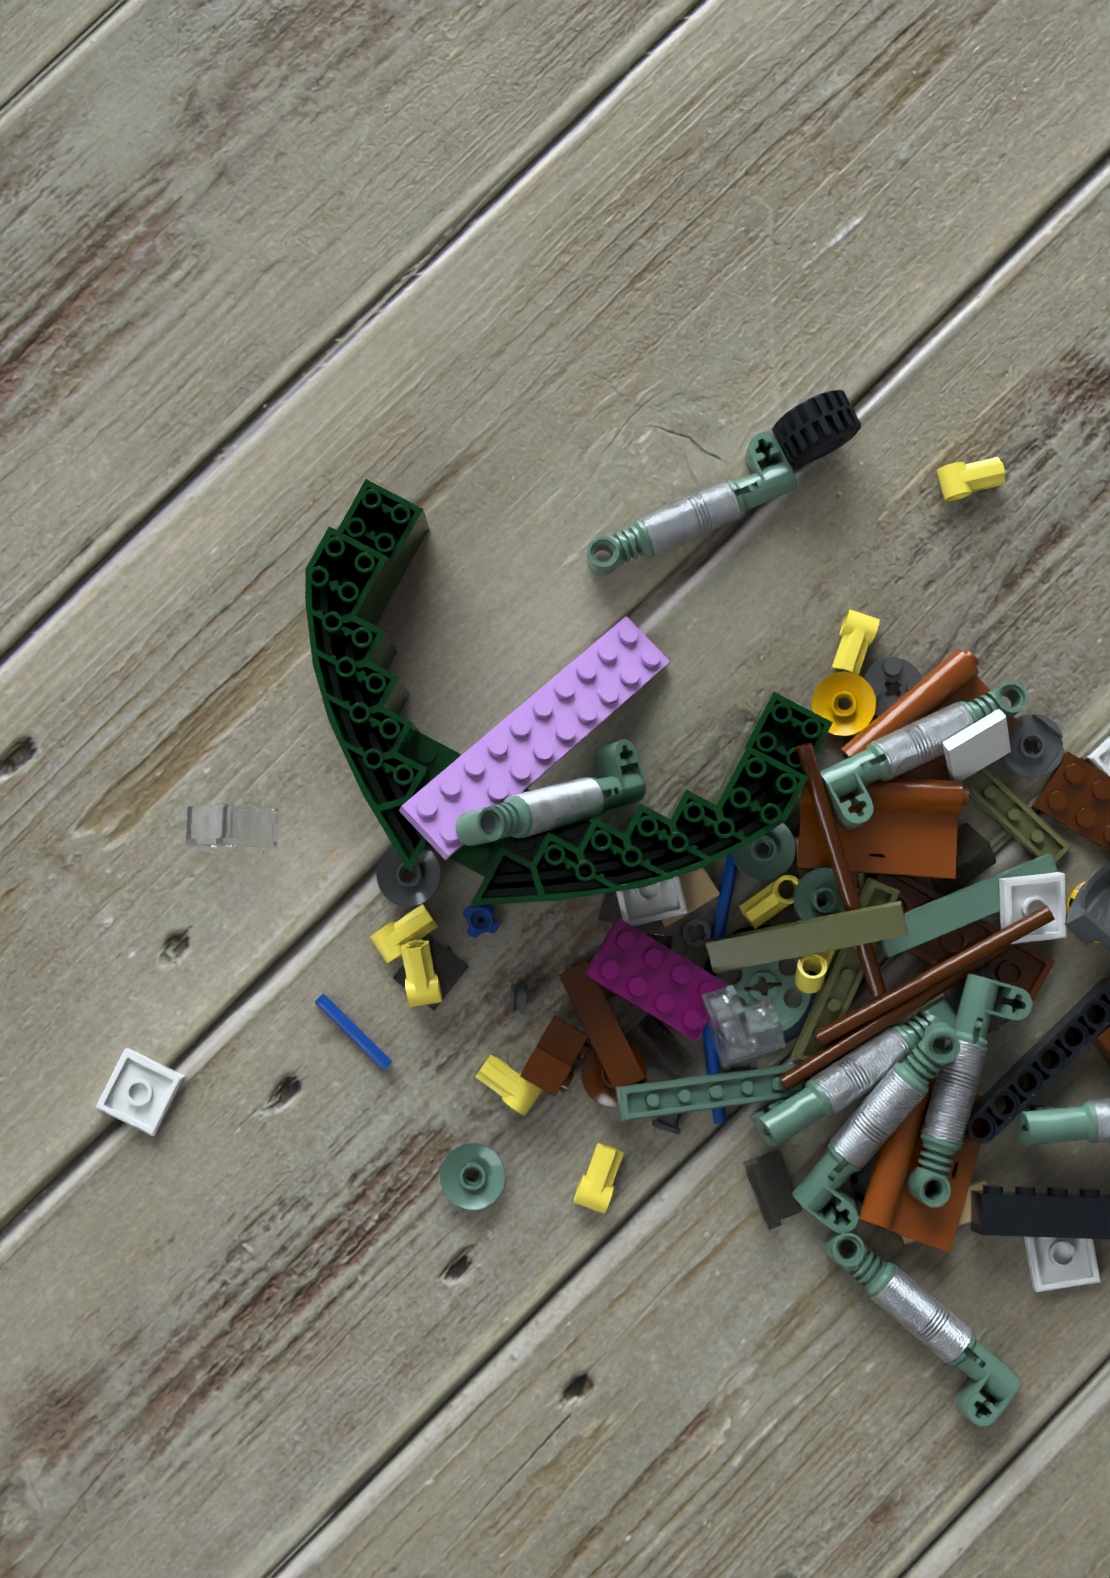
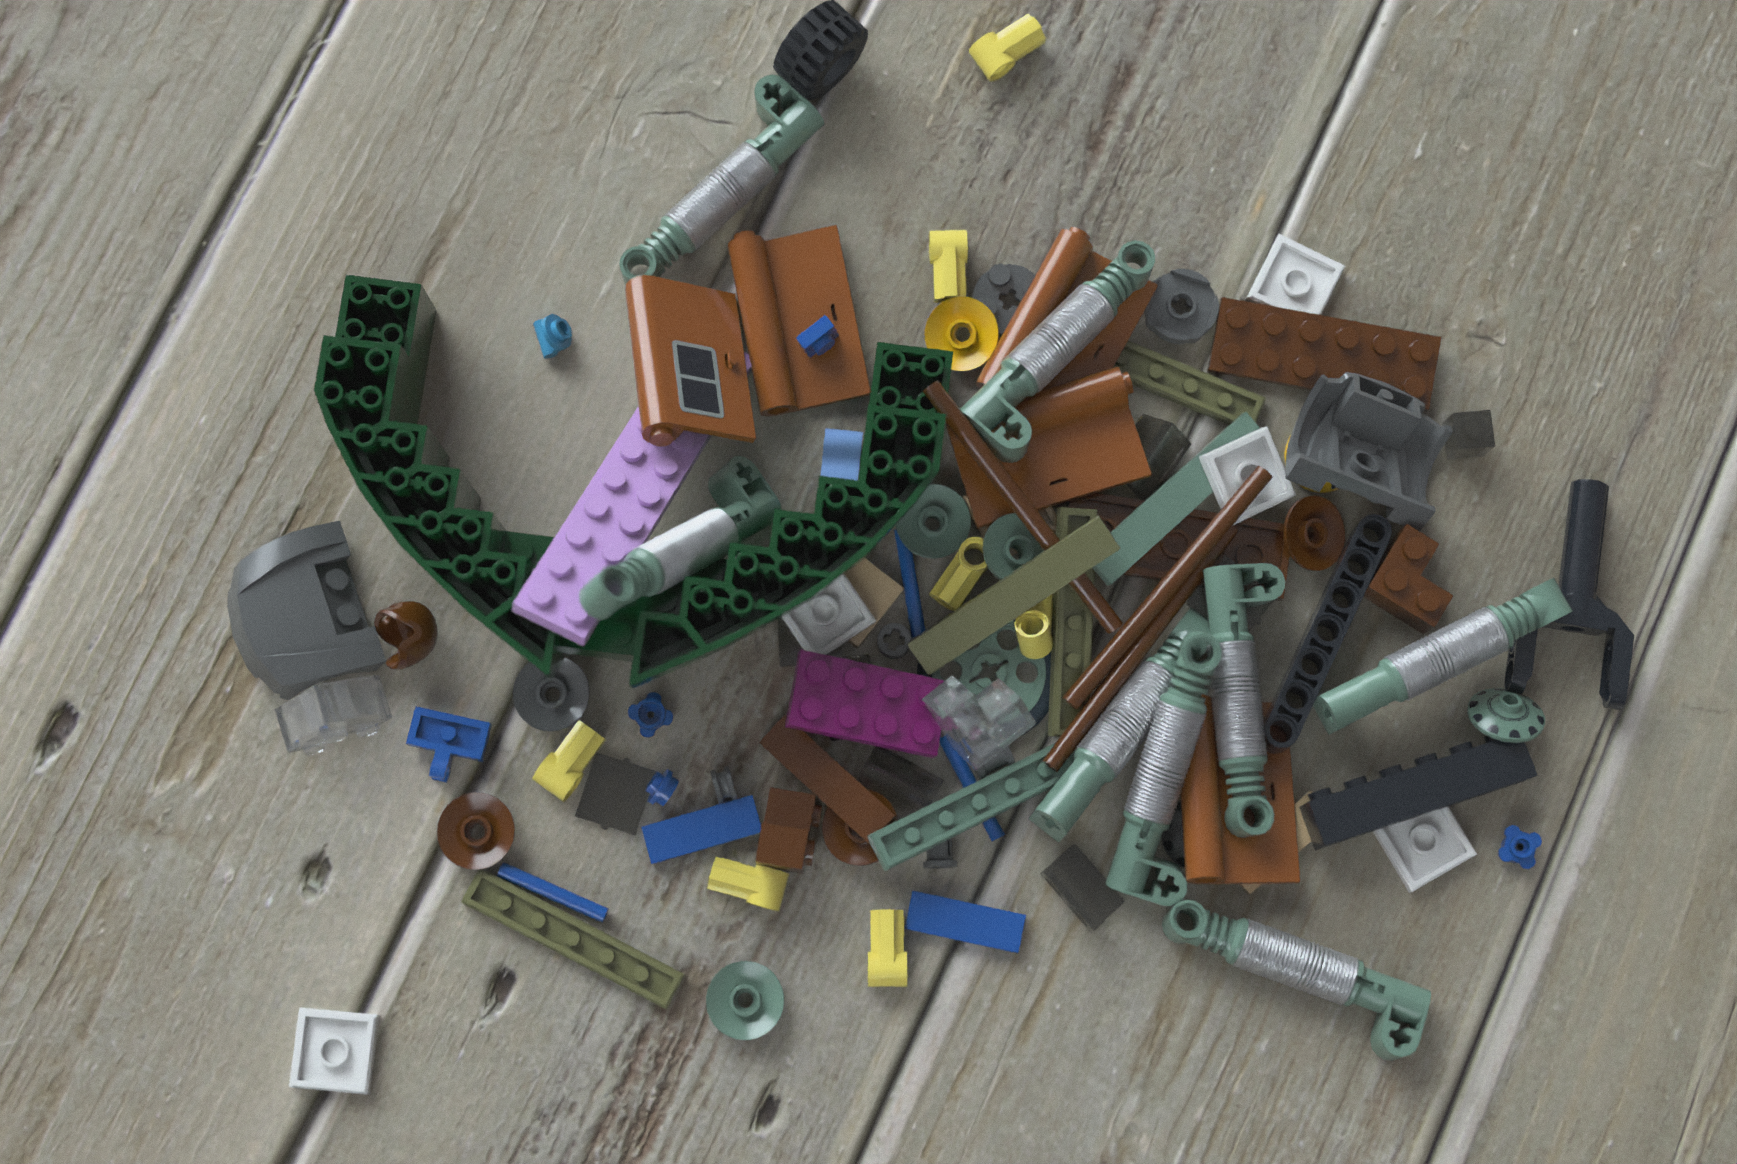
camera: 25 degrees left, 5 degrees down
(235, 736) = (300, 612): none -> dark grey piece
(294, 967) = (457, 824): none -> reddish brown dish
(315, 878) = (448, 737): none -> blue plate
(316, 782) = (409, 629): none -> reddish brown helmet
(356, 1074) = (573, 938): none -> olive tile
(421, 982) = (608, 804): light yellow piece -> none
(468, 982) = (661, 787): none -> blue plate
(488, 1027) = (701, 829): none -> blue tile
(514, 583) = (553, 335): none -> dark azure plate
(614, 648) = (688, 361): none -> dark orange door
(669, 1179) = (965, 922): none -> blue tile
(705, 656) = (781, 293): none -> dark orange door
(707, 771) = (841, 454): none -> medium blue axle
(726, 665) = (818, 337): none -> blue plate
(977, 746) = (1119, 323): white tile -> none
(1069, 973) = (1314, 533): none -> reddish brown dish

